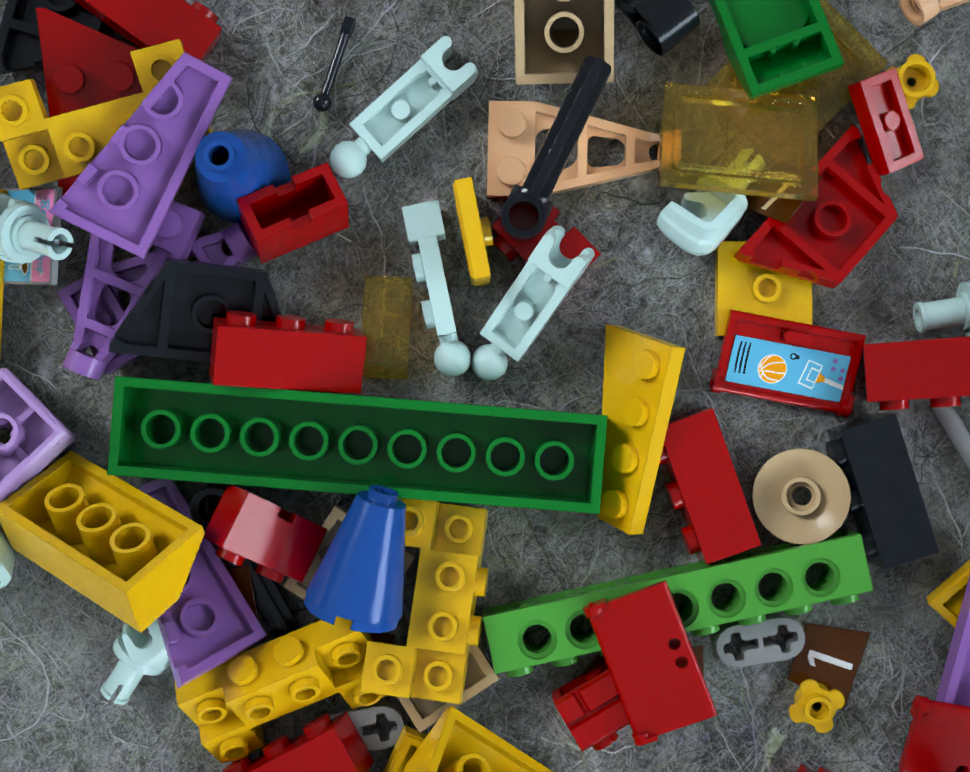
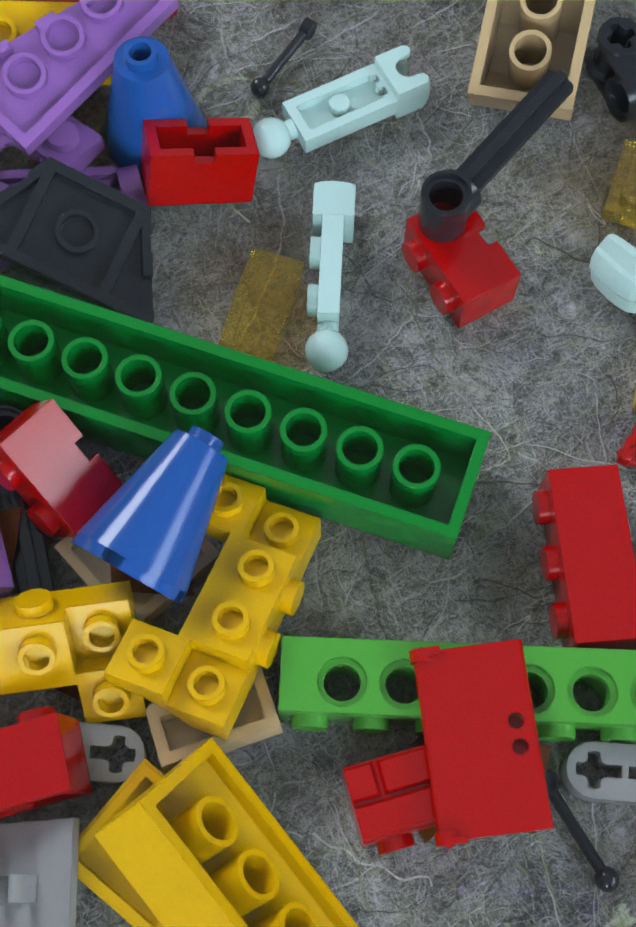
camera: 15 degrees right, 20 degrees down
(287, 353) = (143, 282): red brick -> none
(474, 231) = (386, 220): yellow plate -> none
(512, 148) = (453, 143): light nougat plate -> none
(528, 304) = (429, 300): light aqua plate -> none
(638, 400) = (525, 449): yellow wing -> none
(759, 716) = (605, 876): none -> black hinge

